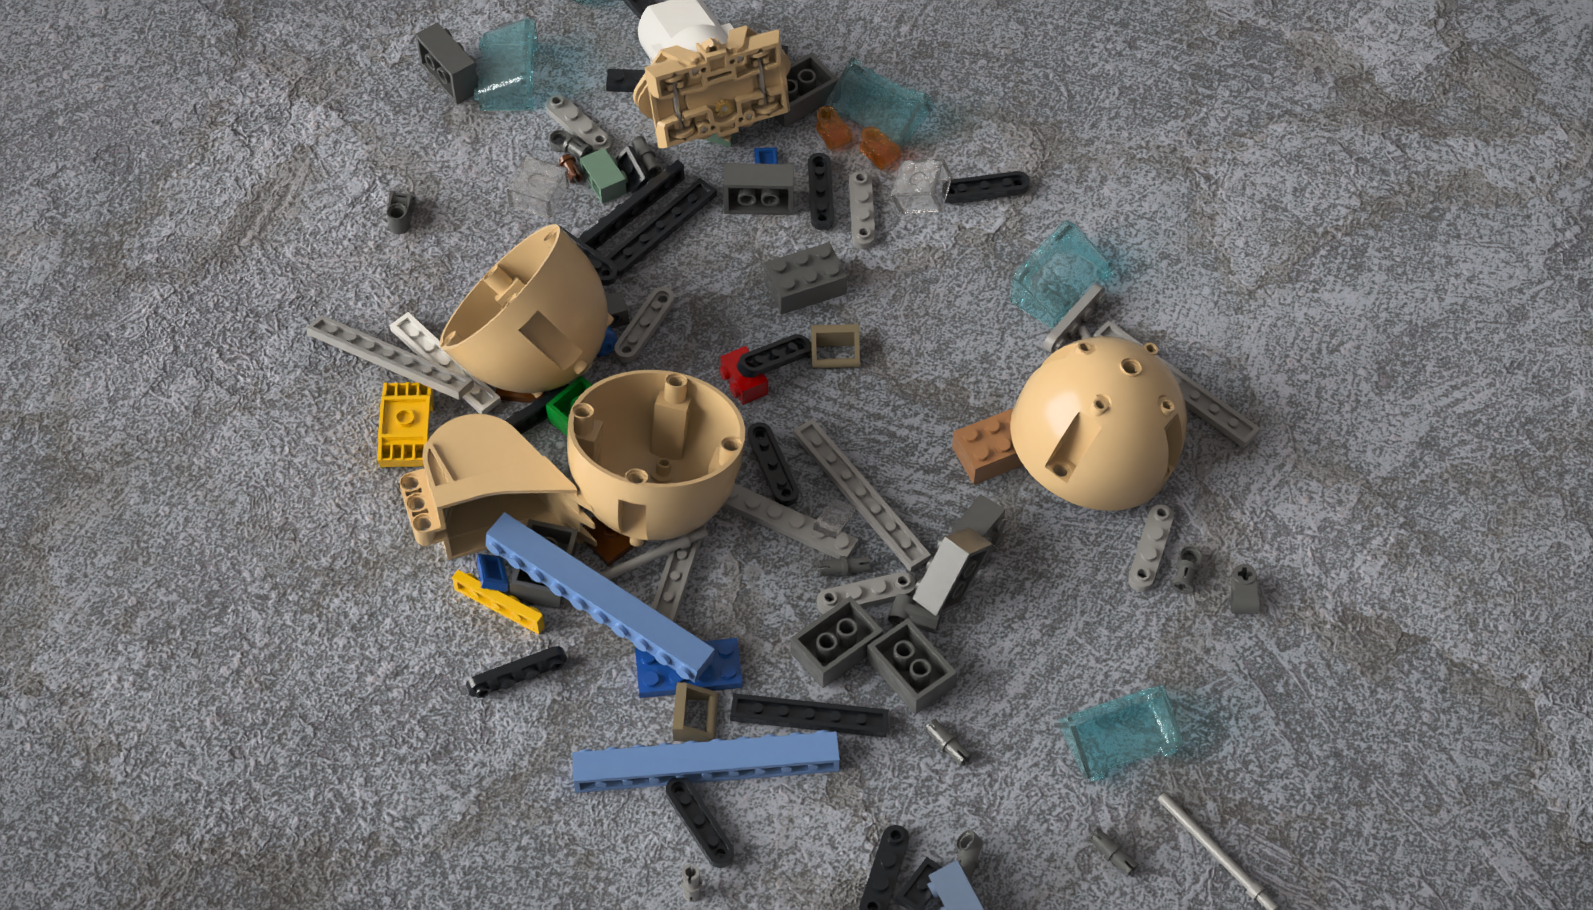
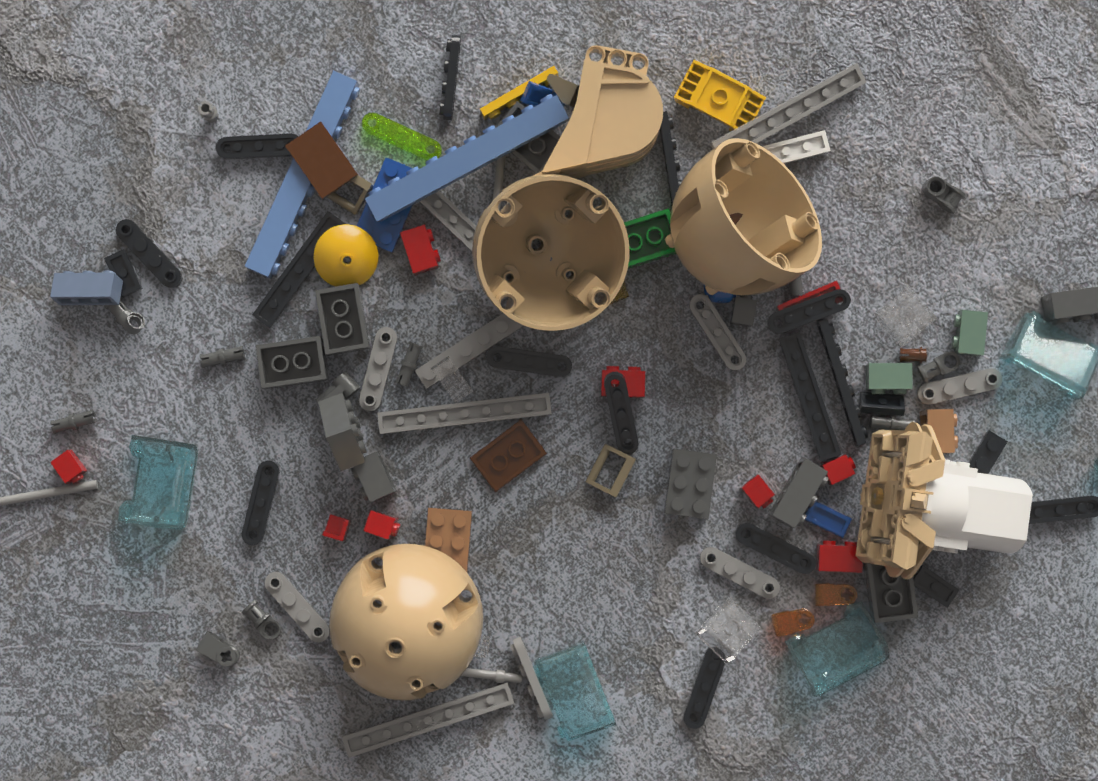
camera: 120 degrees right, 30 degrees up
(471, 543) = (564, 89): none -> dark tan tile
(523, 134) = (970, 333): none -> sand green brick
(608, 692) = (401, 136): none -> clear neon green plate
(625, 118) = (943, 424): none -> medium nougat brick
(680, 739) = (321, 160): none -> reddish brown tile
(712, 173) = (839, 469): none -> red brick
(719, 611) = (419, 249): none -> red brick
(768, 674) = (343, 242): none -> yellow dish
(777, 226) = (758, 492): none -> red brick
(796, 139) = (838, 557): none -> red brick
(877, 440) = (508, 455): none -> reddish brown tile
(1020, 503) = (382, 525): none -> red brick
(1049, 546) = (337, 527): none -> red panel
(1072, 629) = (260, 502): none -> black plate
(1163, 828) = (69, 467): none -> red brick

